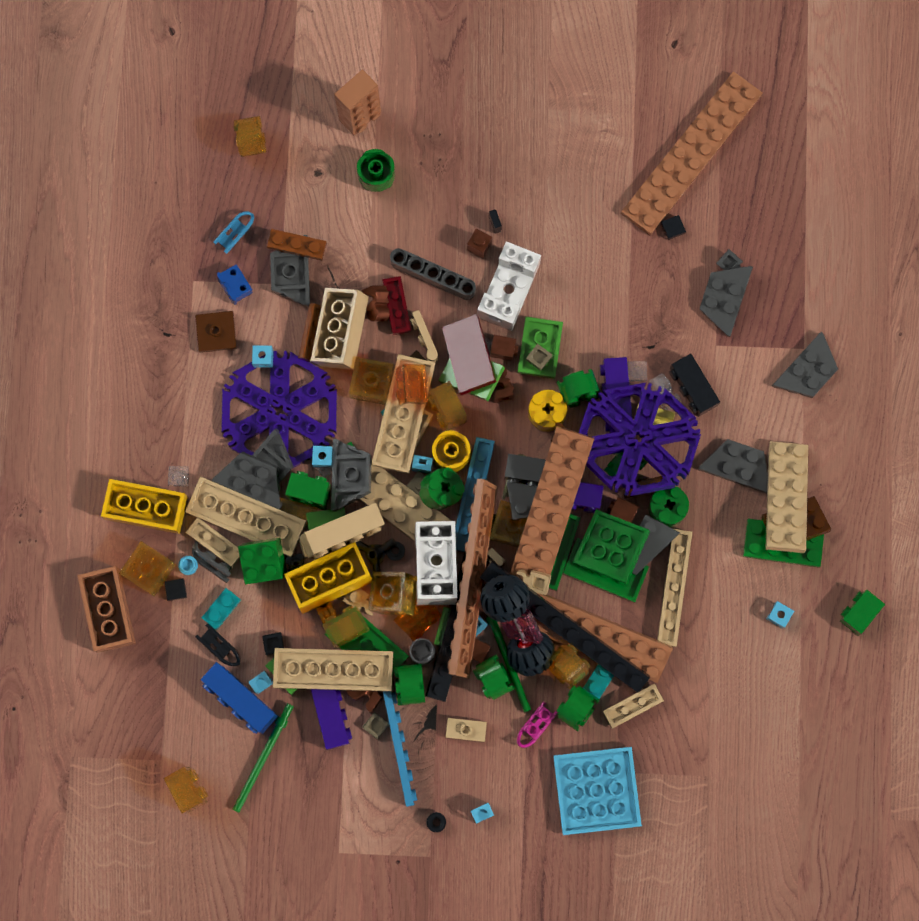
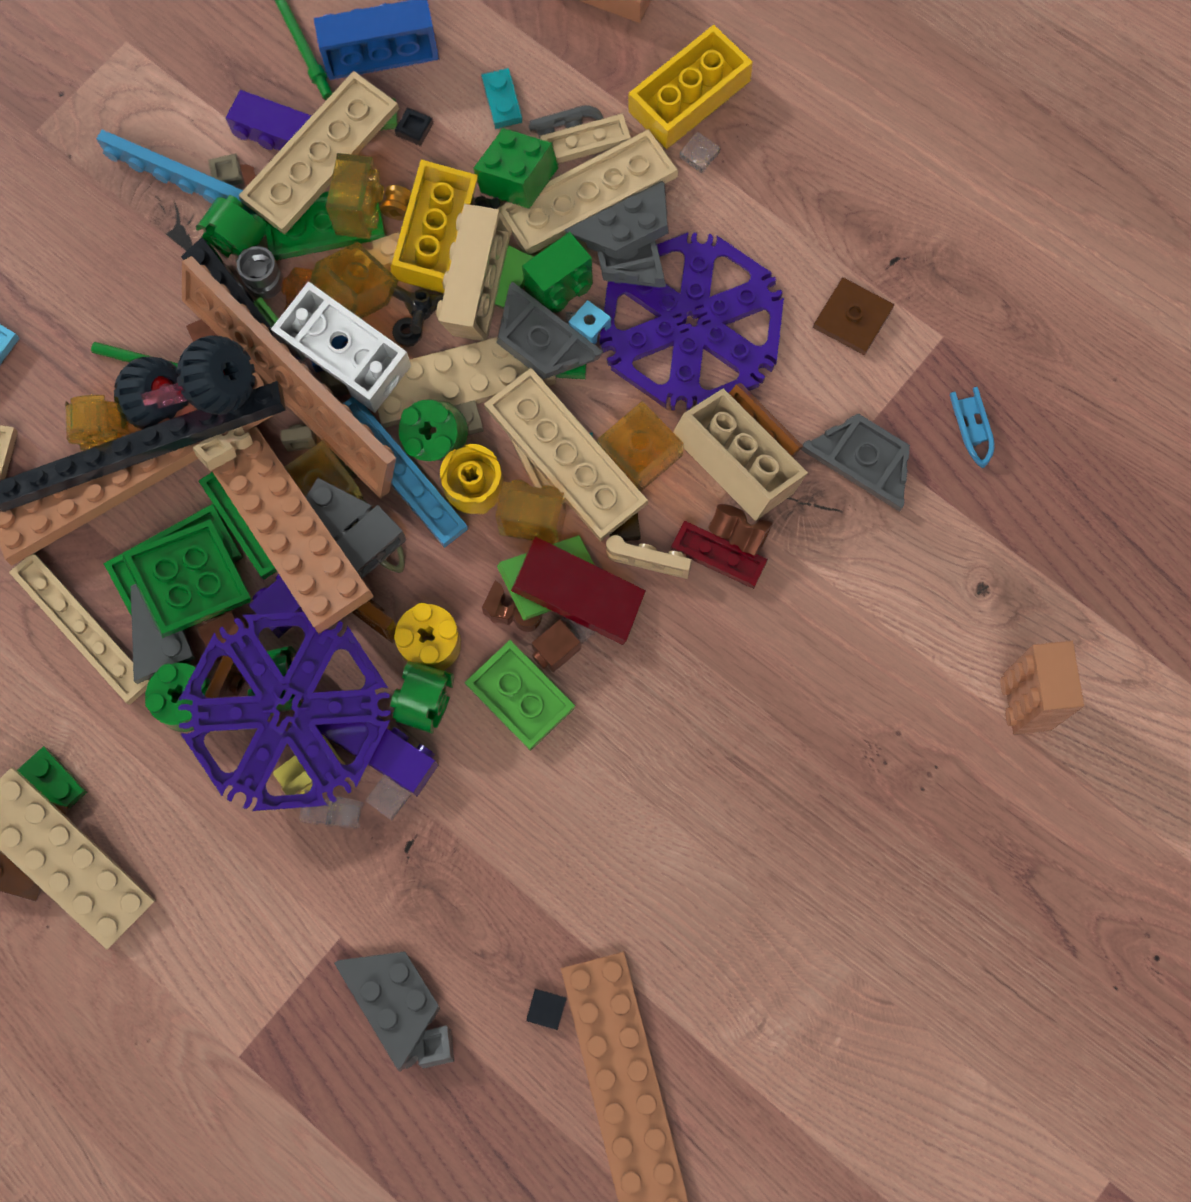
camera: 130 degrees right, 5 degrees down
(147, 568) = (611, 42): clear yellow brick -> none
(175, 589) = (565, 65): black tile -> none
(188, 565) = (582, 94): medium azure plate -> none
(222, 649) = (453, 68): black piece -> none
(234, 284) = (900, 376): blue piece -> none
(249, 136) = (1096, 525): clear yellow brick -> none
(261, 682) = (382, 78): medium azure piece -> none
(264, 362) = (773, 350): medium azure piece -> none
(296, 244) = (896, 483): dark orange plate -> none
(378, 180) = (944, 661): green brick -> none
(411, 384) = (591, 482): clear orange bracket -> none
(422, 468) = (486, 431): medium azure piece -> none
(431, 817) = (59, 153): black plate -> none
(439, 280) = (737, 619): dark grey beam -> none
(466, 729) = (134, 264): tan plate -> none
(479, 243) = (722, 720): copper brick -> none
(482, 813) = (31, 215): medium azure piece -> none
(494, 678) = (157, 327): green brick -> none
(495, 221) = (738, 765): black tile -> none
(515, 268) = (617, 683): white plate -> none
(533, 728) = (67, 335): dark pink piece -> none
(539, 357) = (503, 676): dark tan plate -> none
(577, 708) = (39, 395): green brick -> none
(598, 681) = (51, 444): teal plate -> none
(694, 385) = (307, 857): black brick -> none
(739, 465) = (160, 835): dark grey wing -> none
(809, 370) = (203, 1038): dark grey wing -> none

